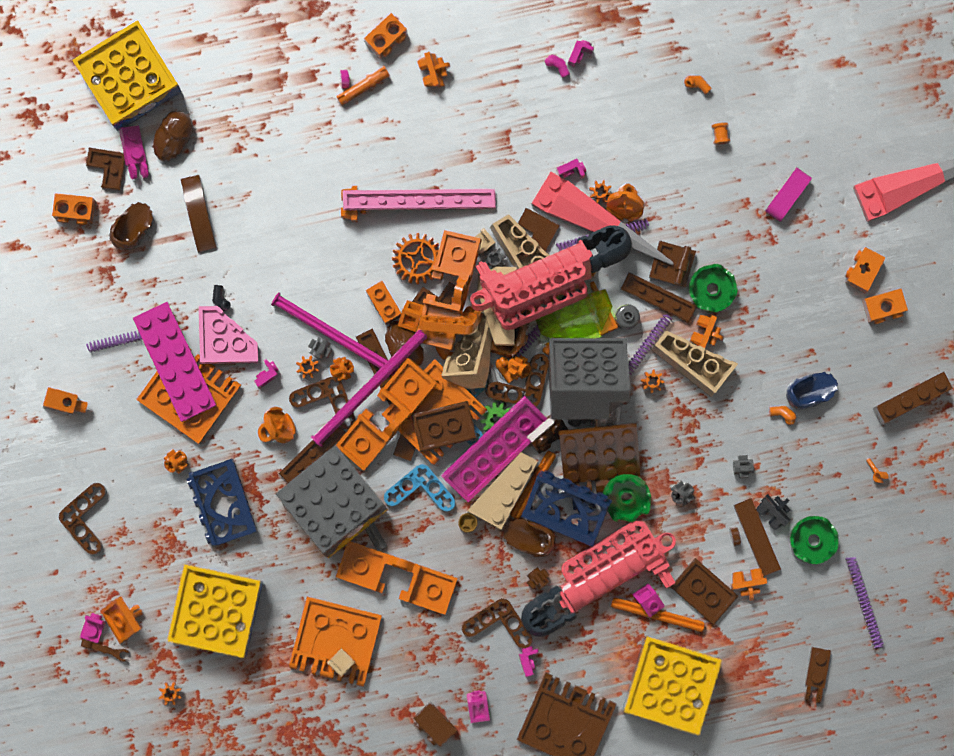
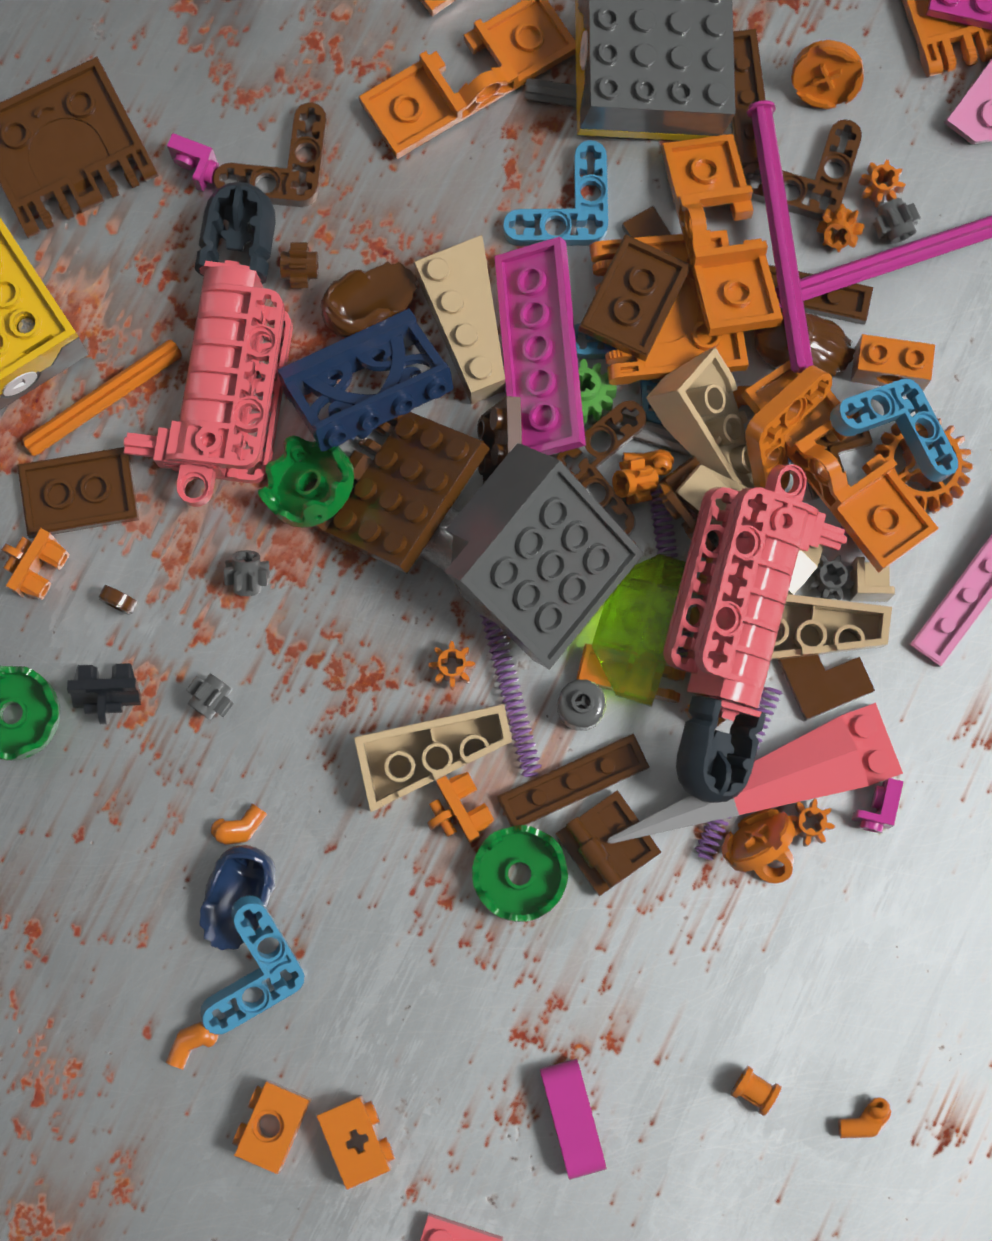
camera: 130 degrees right, 5 degrees down
(264, 377) = (913, 119): dark pink bracket -> none
(408, 283) = (899, 410): none -> dark azure beam
(410, 315) = (847, 376): orange brick -> none
(467, 522) = (463, 222): pearl gold wheel -> none
(478, 706) = (191, 42): dark pink bracket -> none
(522, 501) = (454, 400): orange axle -> none
(649, 600) = (133, 396): dark pink bracket -> none
(757, 537) = (89, 634): reddish brown tile -> none
(828, 355) = (270, 967): none -> dark azure beam
(878, 475) = (22, 893): orange hand -> none
(879, 365) = (189, 1039): none -> orange arm
(912, 398) = (93, 1048): reddish brown brick -> none

